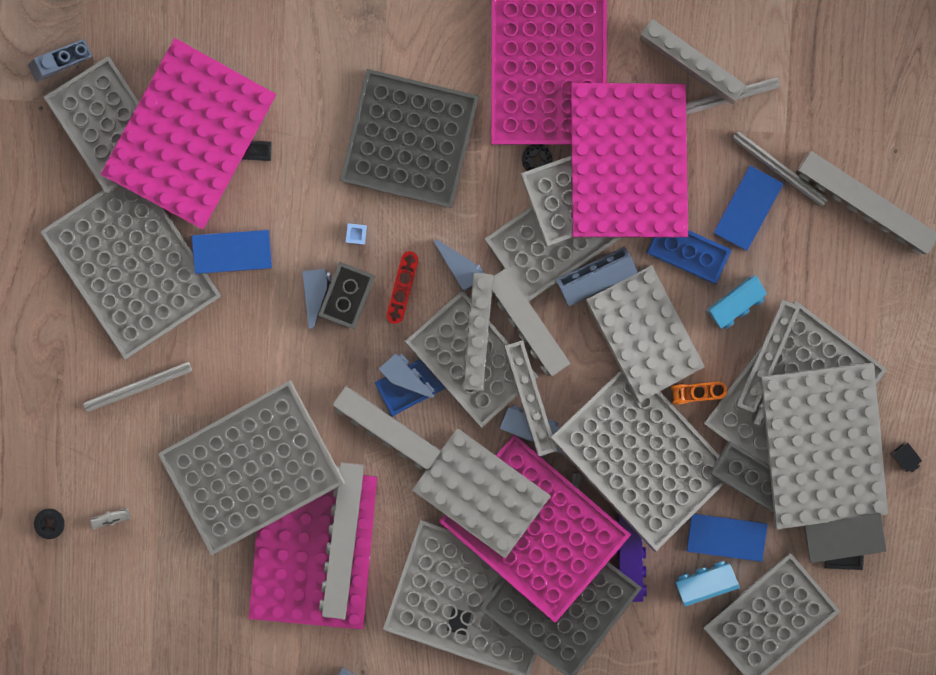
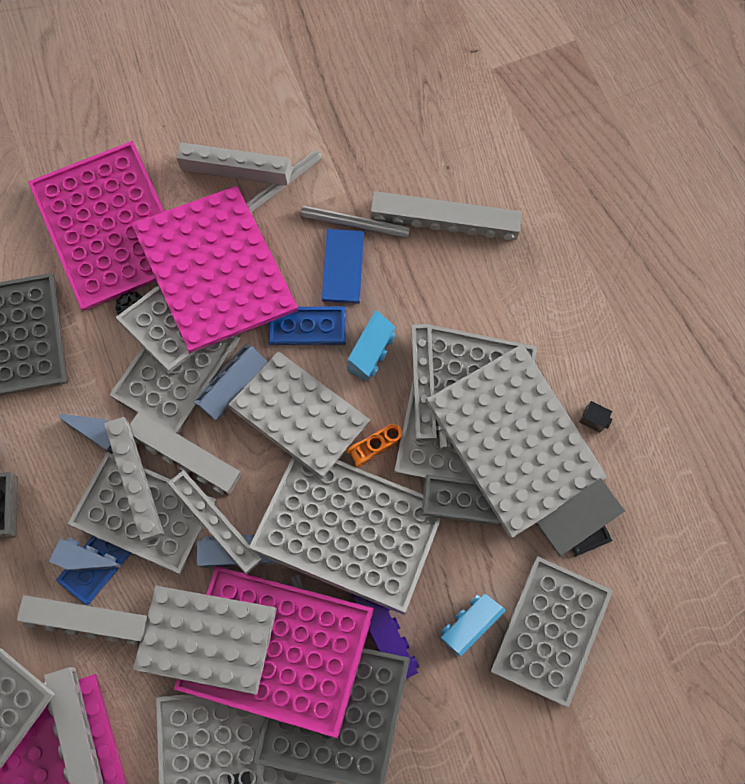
camera: 30 degrees left, 15 degrees down
(398, 286) = (52, 475): red beam -> none
(726, 537) = (469, 570): blue tile -> none

